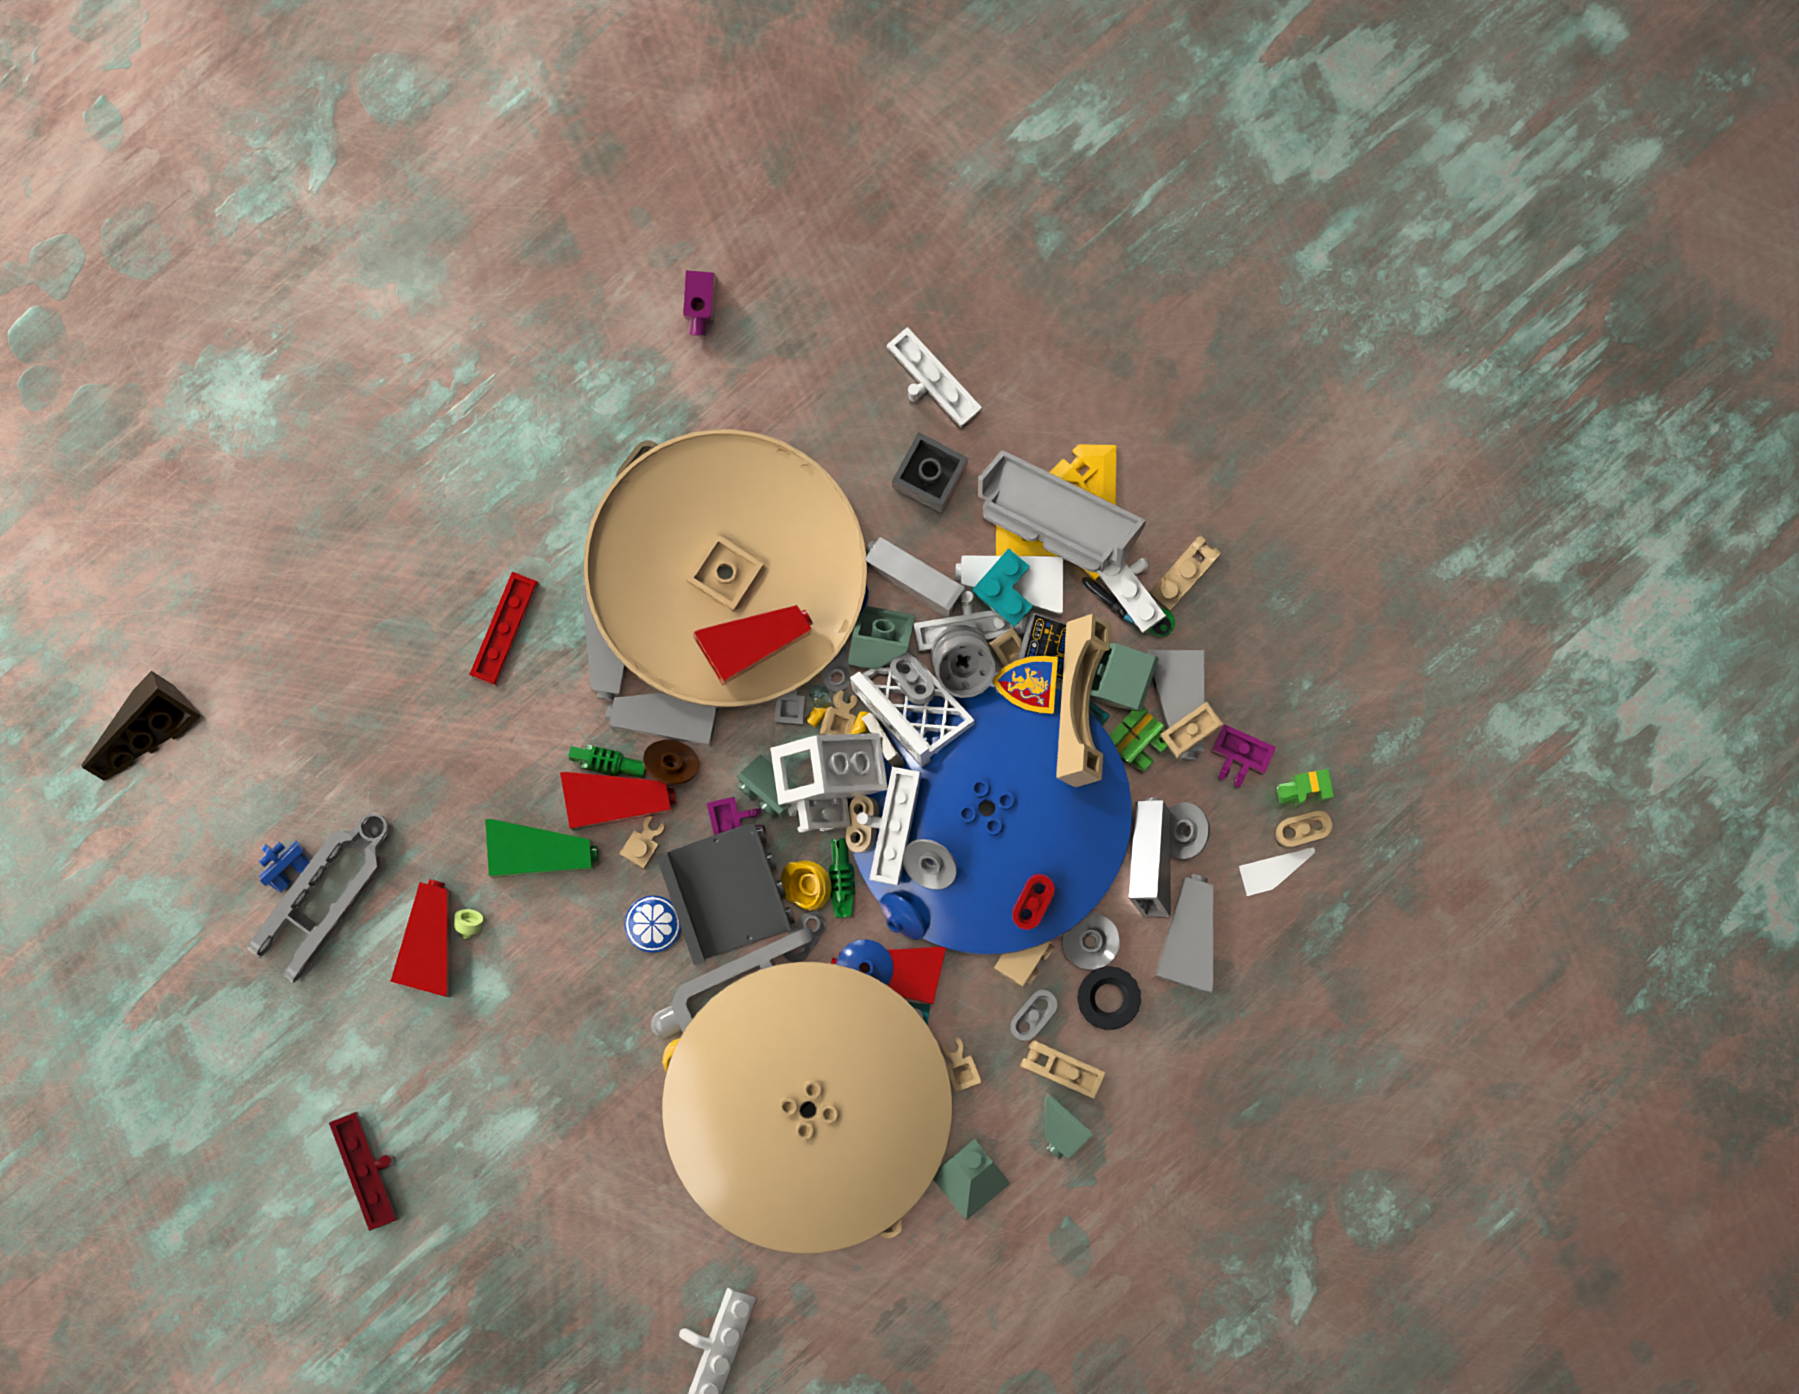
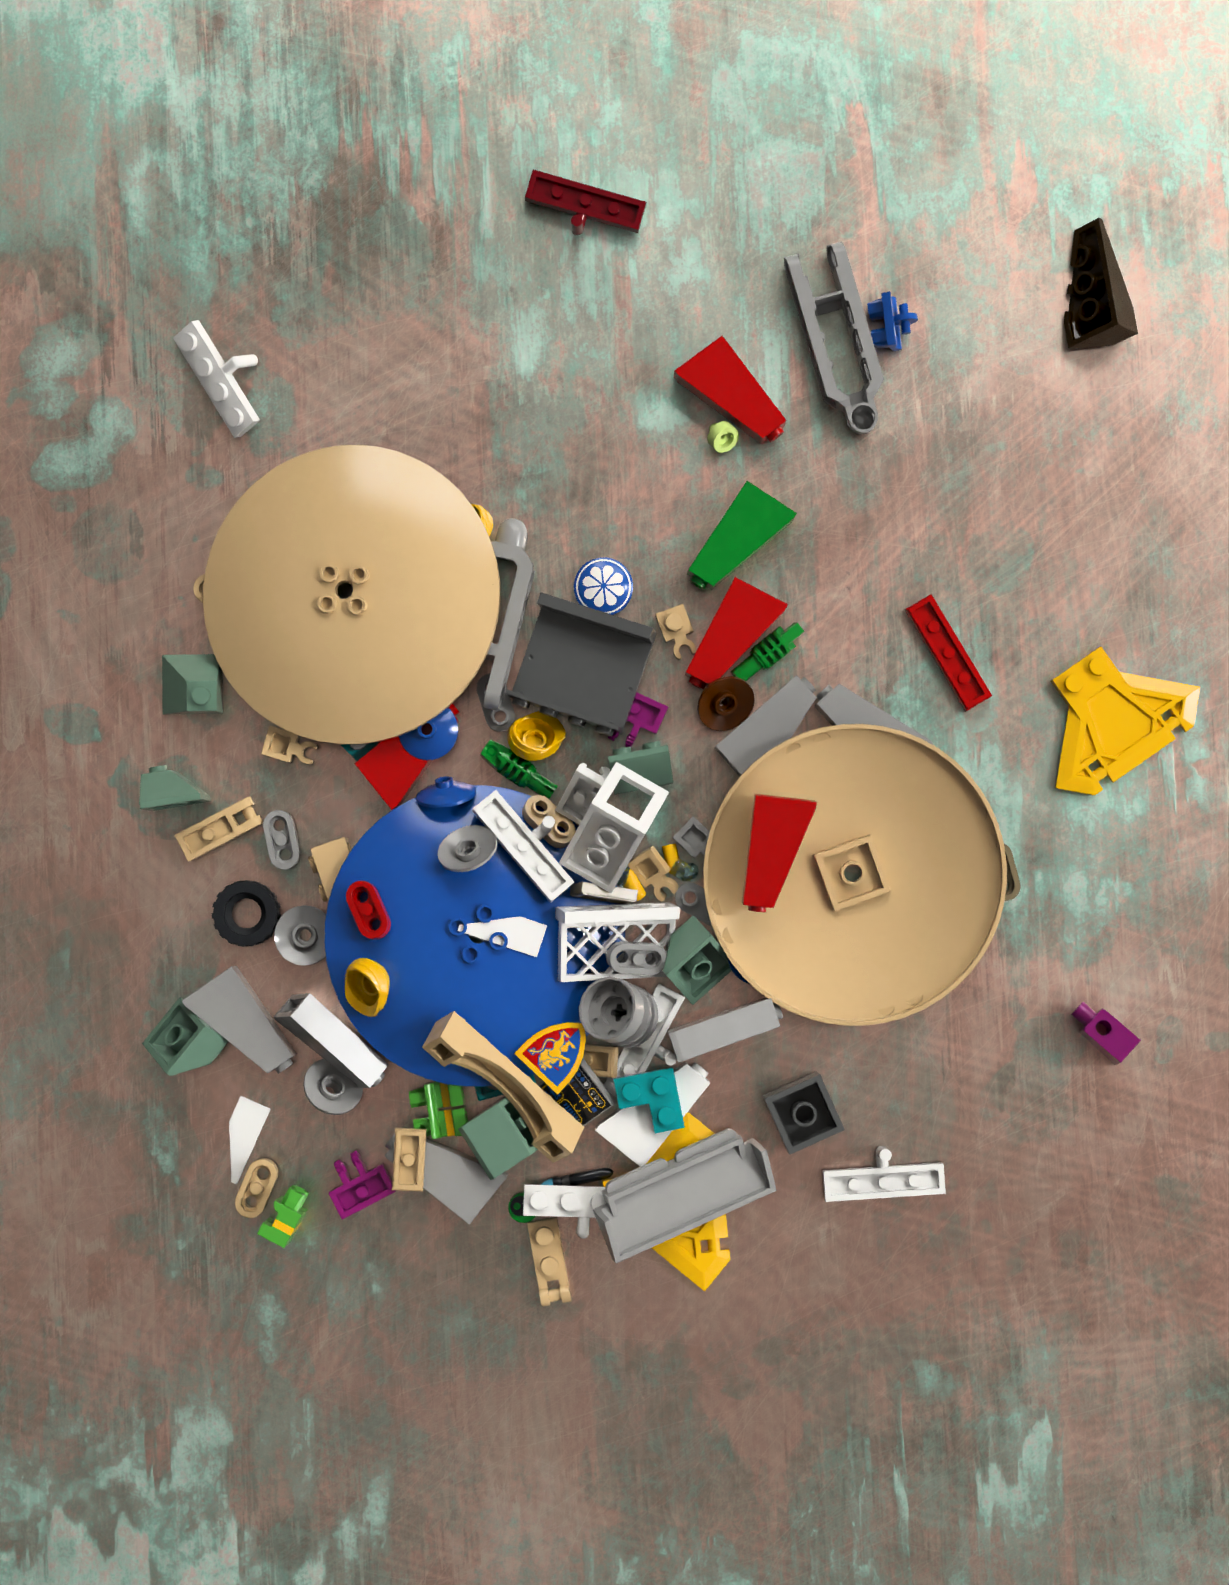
camera: 120 degrees right, 5 degrees up
(460, 468) = (1115, 720): none -> yellow plate
(960, 775) = (521, 933): none -> white sticker
(1090, 857) = (366, 986): none -> yellow hat
(1240, 969) = (183, 1041): none -> sand green slope

